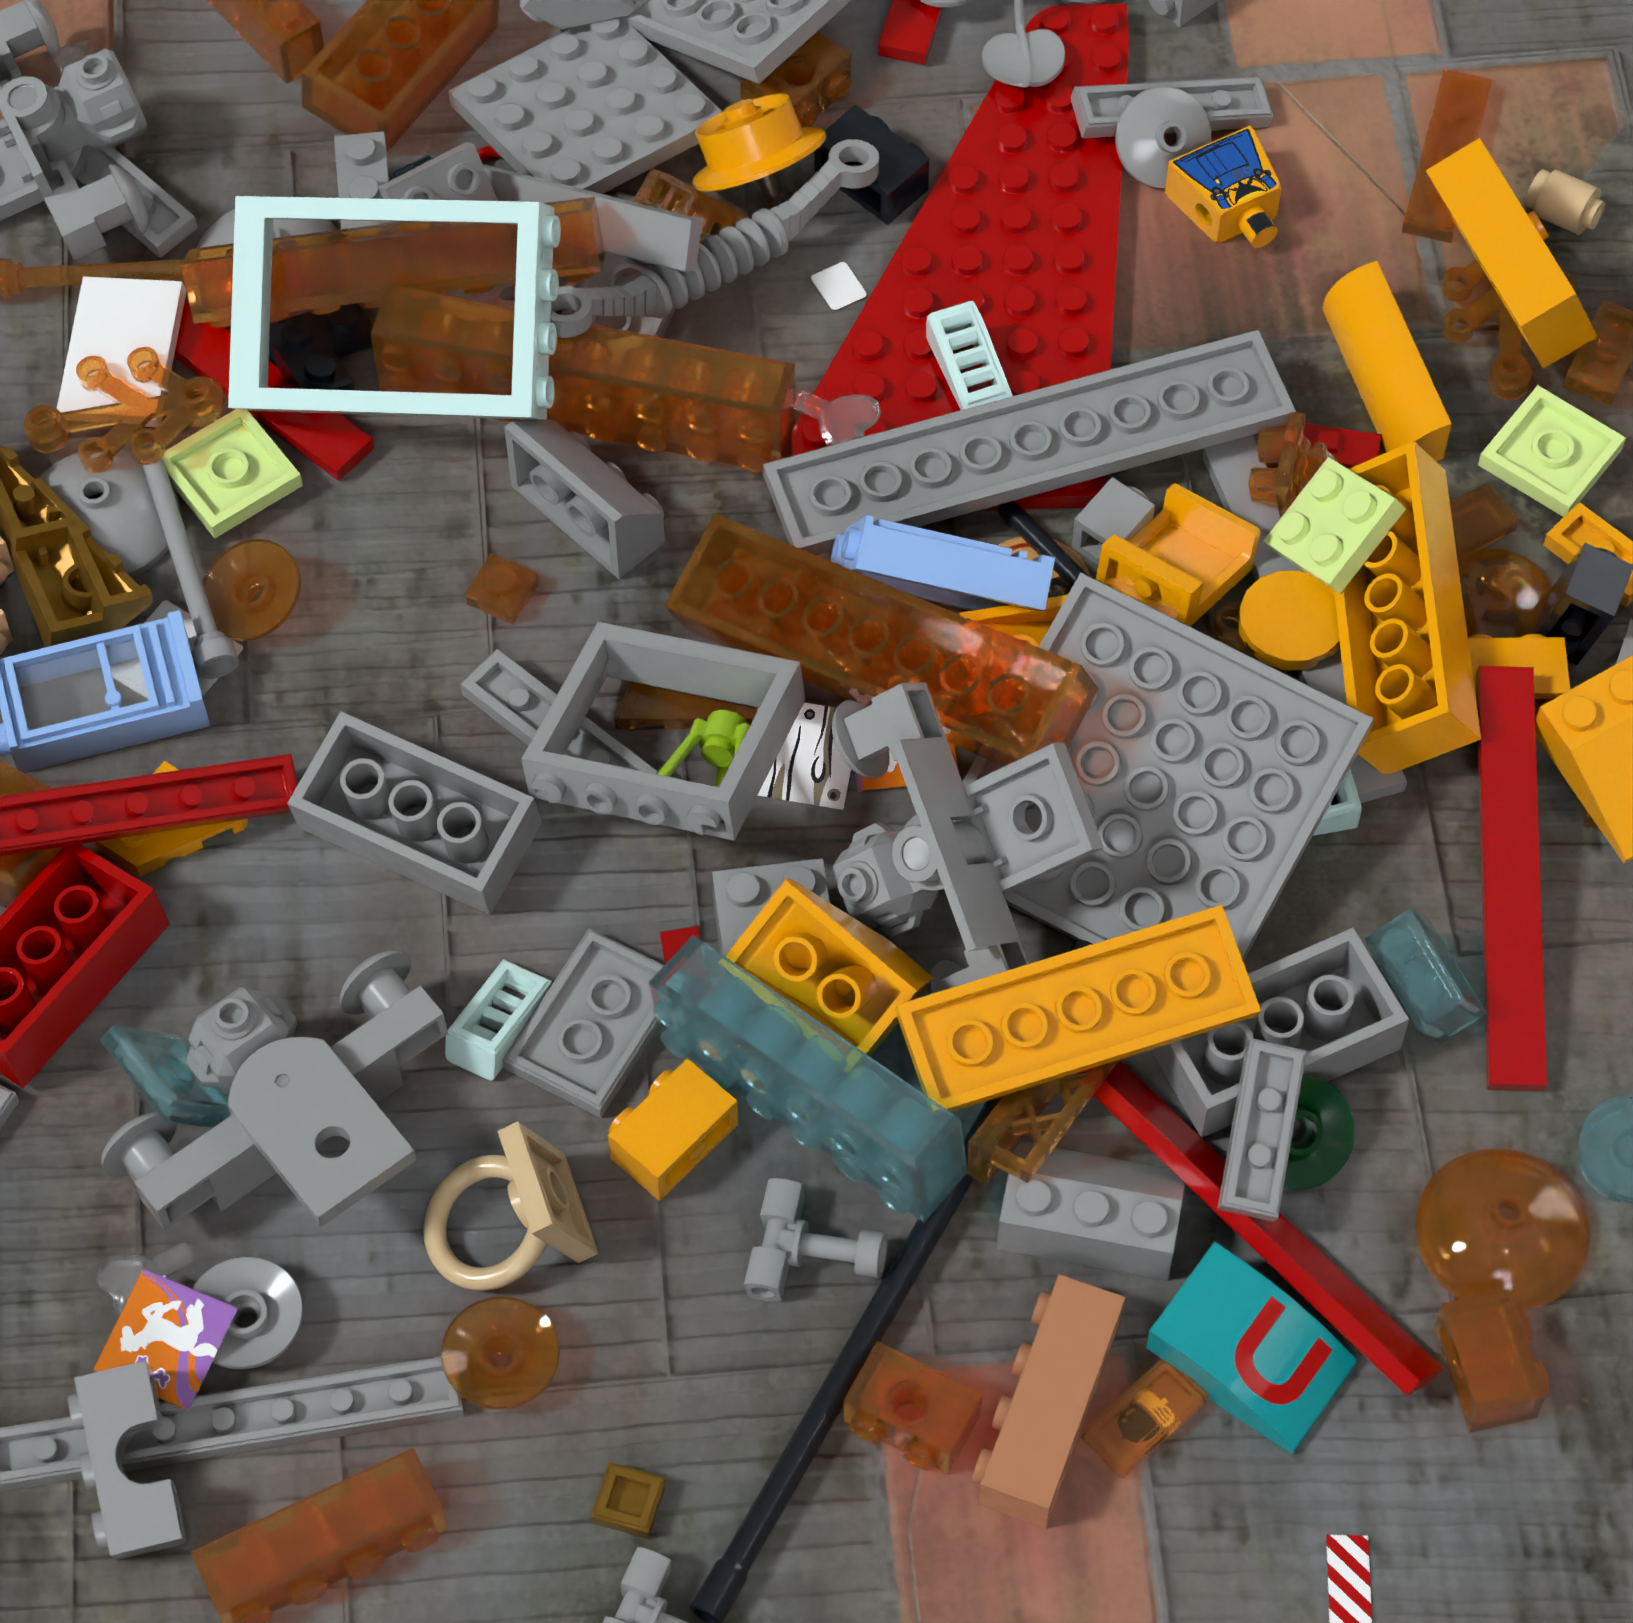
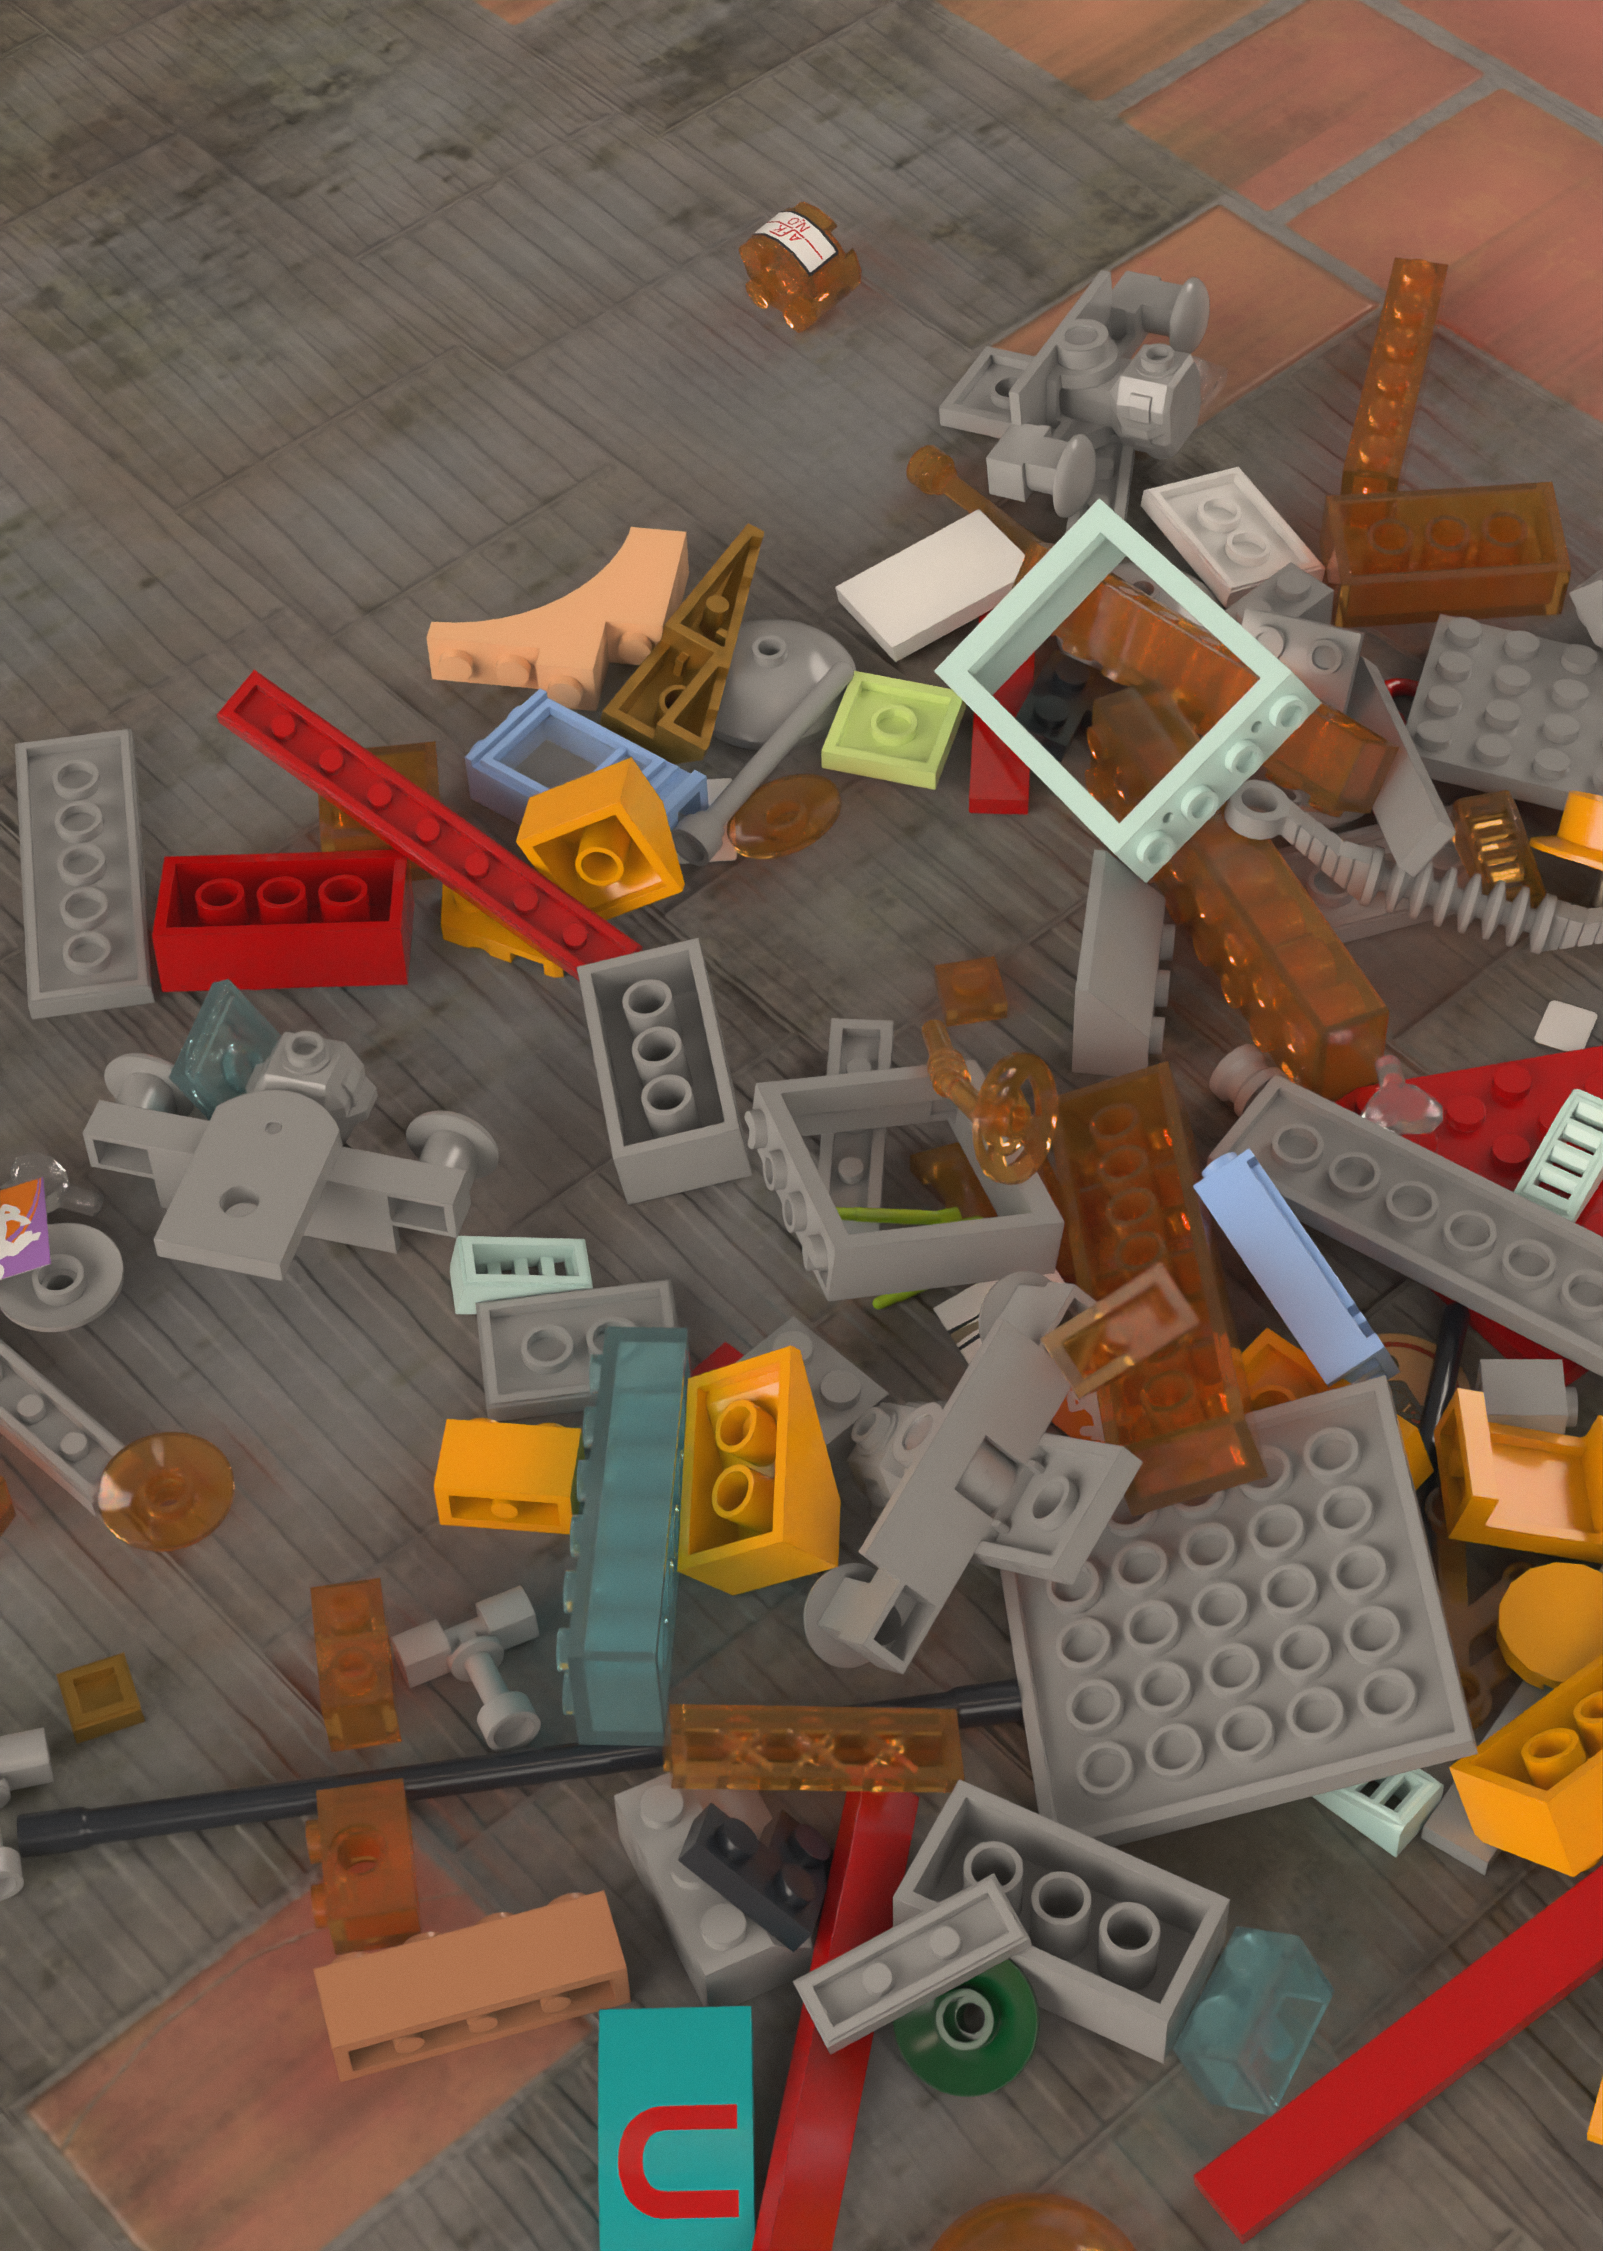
camera: 55 degrees right, 10 degrees down
(187, 403) = (921, 653): clear orange plant -> none
(190, 709) = (603, 840): none -> light orange slope
(247, 151) = (1227, 532): none -> white tile
(541, 1197) = (335, 1416): tan tile -> none
(700, 634) = (996, 1114): none -> clear orange dish
(737, 486) = (1242, 1077): none -> light grey wheel
(749, 1318) = (355, 1664): none -> clear orange brick
(963, 680) = (1121, 1332): none -> clear orange slope
(1078, 1010) = (892, 1700): light orange plate -> none
(1122, 1169) = (768, 1879): none -> black plate
(1144, 1417) = (526, 2090): clear orange tile -> none

